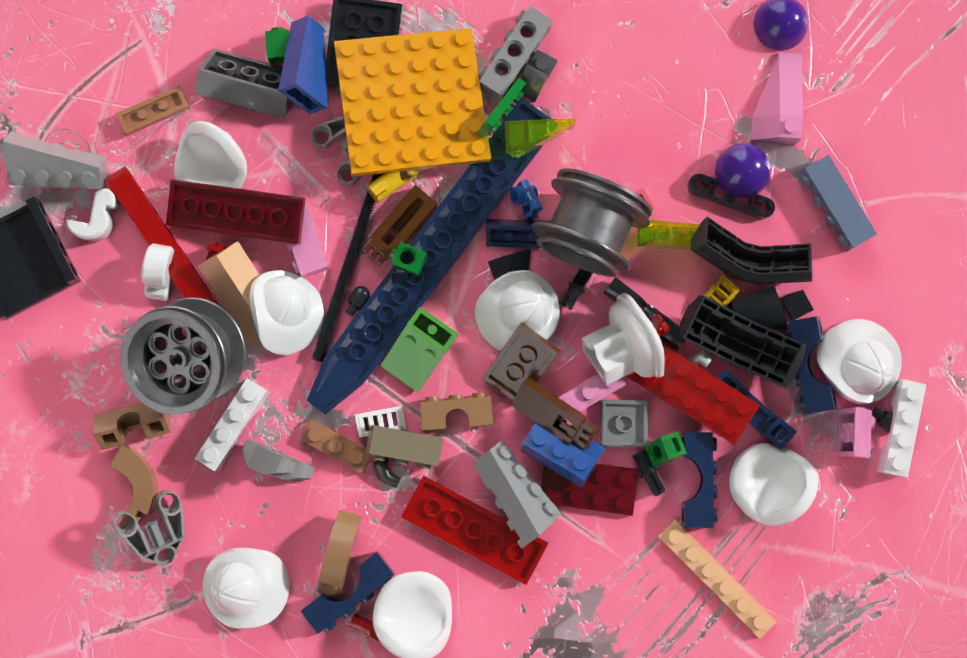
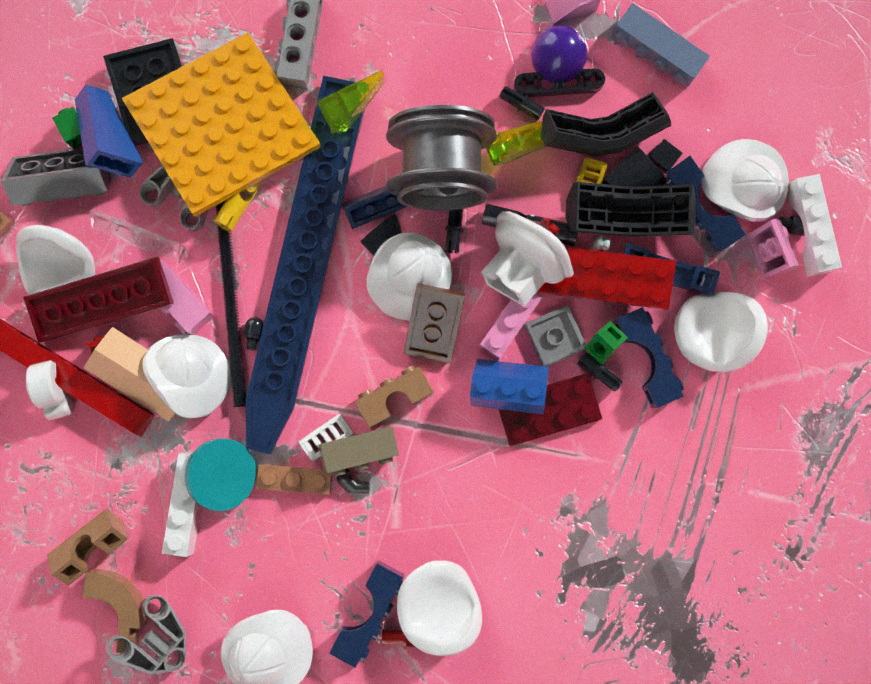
camera: 25 degrees left, 0 degrees up
(156, 369) = (90, 476): flat silver wheel -> none
(275, 412) = (220, 474): none -> teal piece
(275, 463) = (242, 522): light grey connector -> none
(338, 553) = (341, 581): medium nougat arch -> none
(404, 219) = (265, 237): reddish brown hinge -> none
(413, 268) = (294, 271): green brick -> none
(419, 349) = (332, 352): bright green slope -> none
(472, 529) = (460, 499): red plate -> none
(502, 109) = (309, 92): green plate -> none
(517, 493) = (485, 447): light grey wedge -> none
(526, 195) = (370, 165): blue plate -> none
(537, 74) = (328, 50): dark grey slope -> none
(544, 409) = (476, 353): reddish brown hinge -> none
(689, 201) = (522, 103): none -> black axle
(717, 579) = (707, 442): light nougat plate -> none

